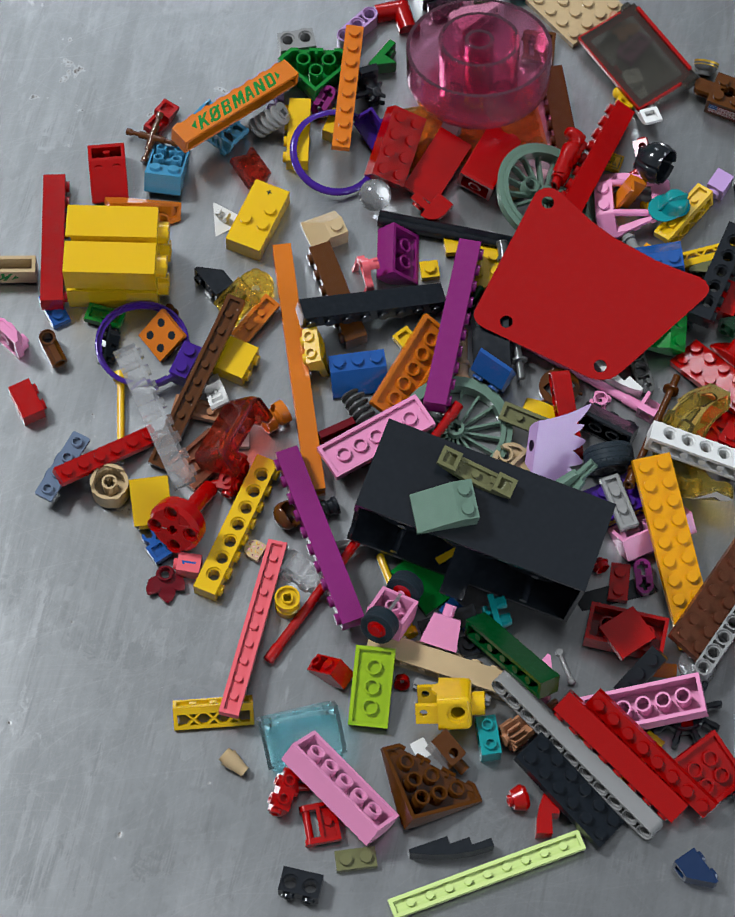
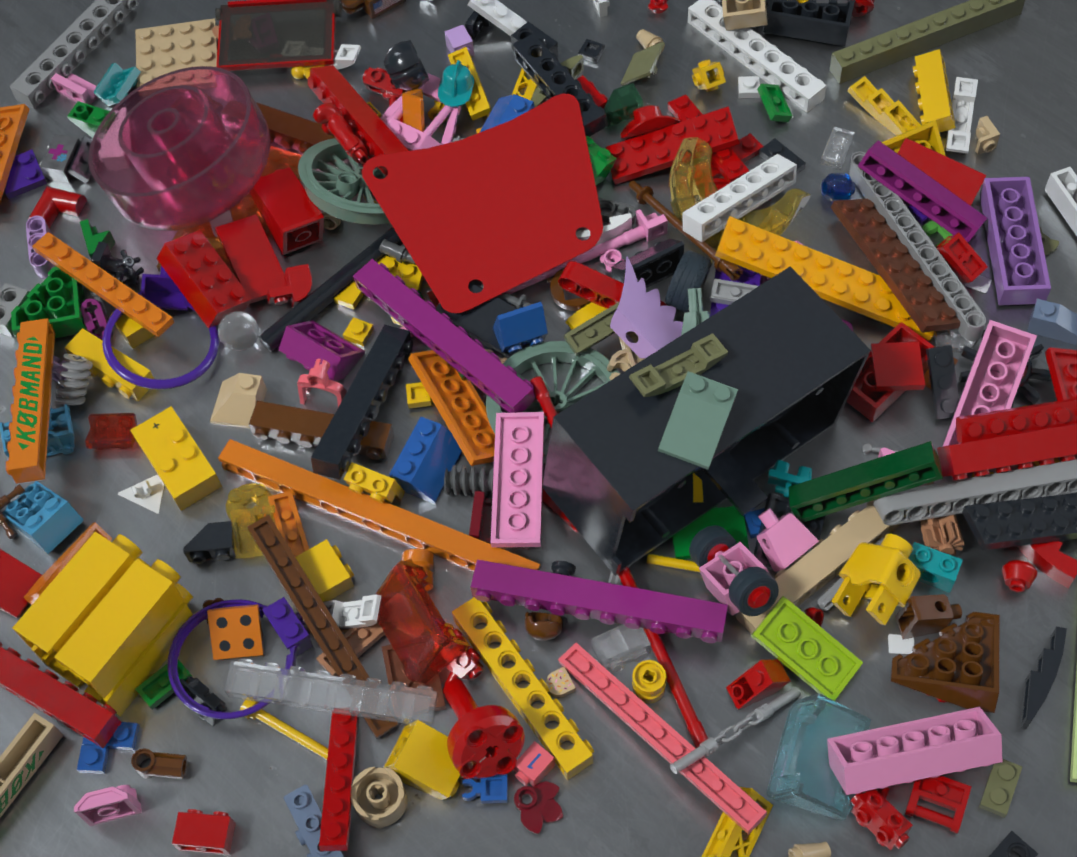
camera: 50 degrees left, 5 degrees down
(32, 309) = (93, 759): none -> blue plate
(261, 659) = (710, 745): none -> light grey piece

